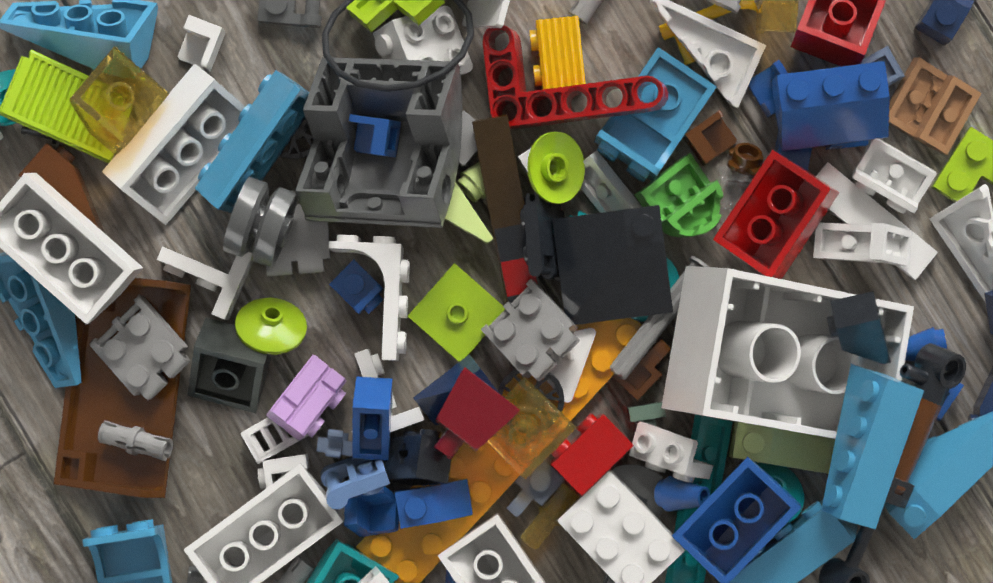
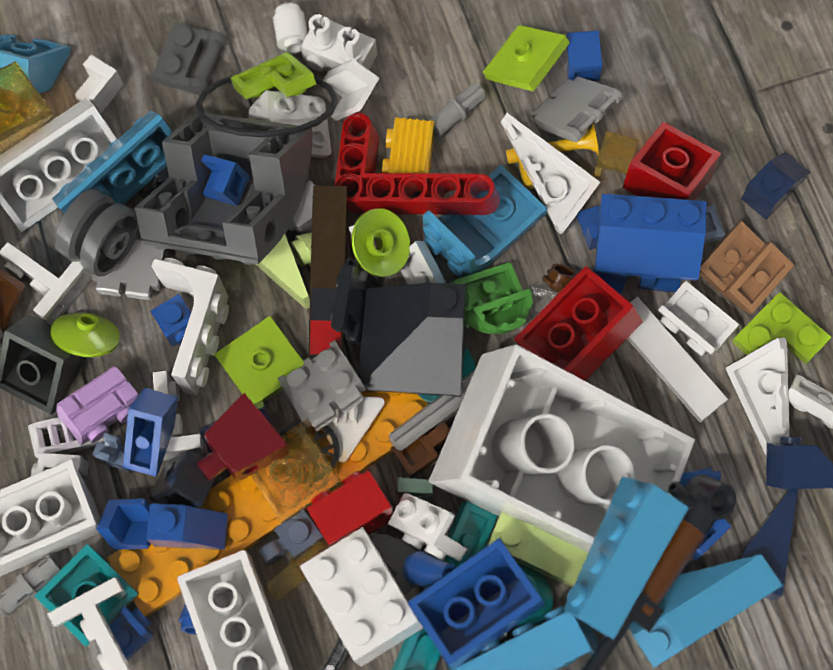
camera: 20 degrees right, 15 degrees down
(365, 476) = (128, 486): medium blue plate -> none
(710, 138) = (531, 253): reddish brown panel -> none
(859, 327) = (637, 441): black slope -> none
(863, 243) = (665, 372): white bracket -> none

